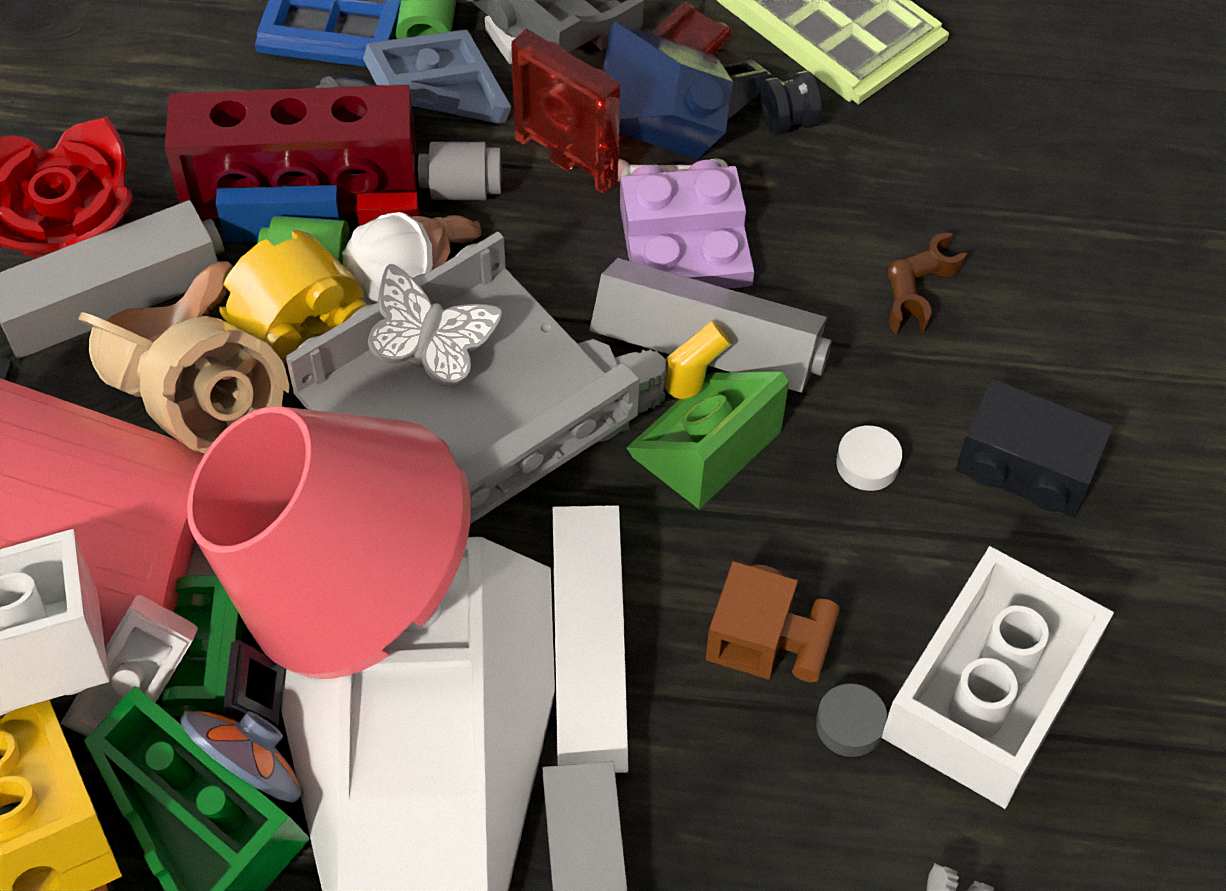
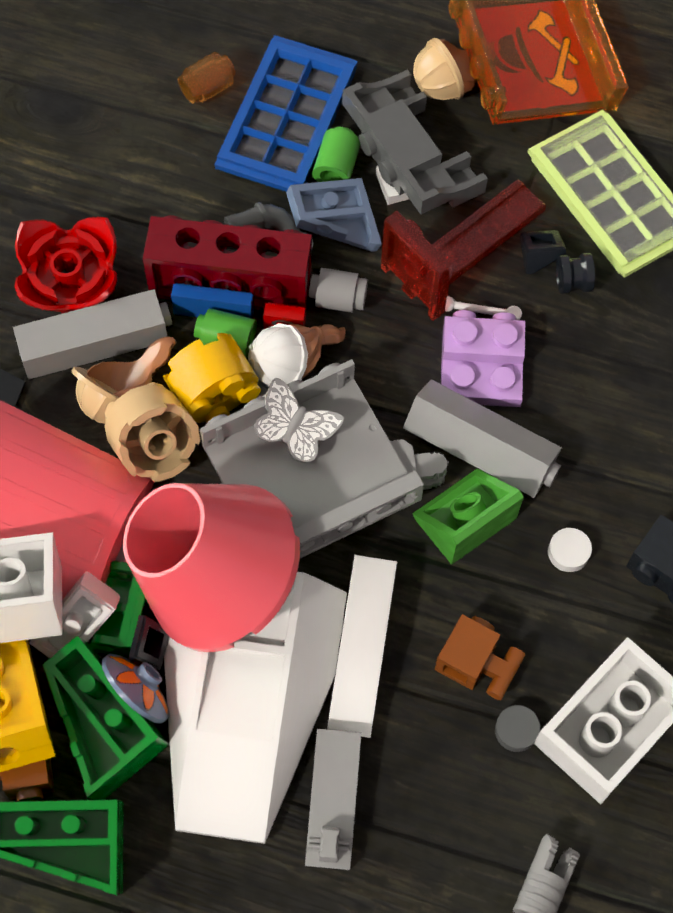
camera: 10 degrees right, 10 degrees up
(668, 91) = (489, 252): dark blue slope -> none
(689, 362) = (461, 467): yellow arm -> none
(905, 272) = (626, 415): reddish brown arm -> none

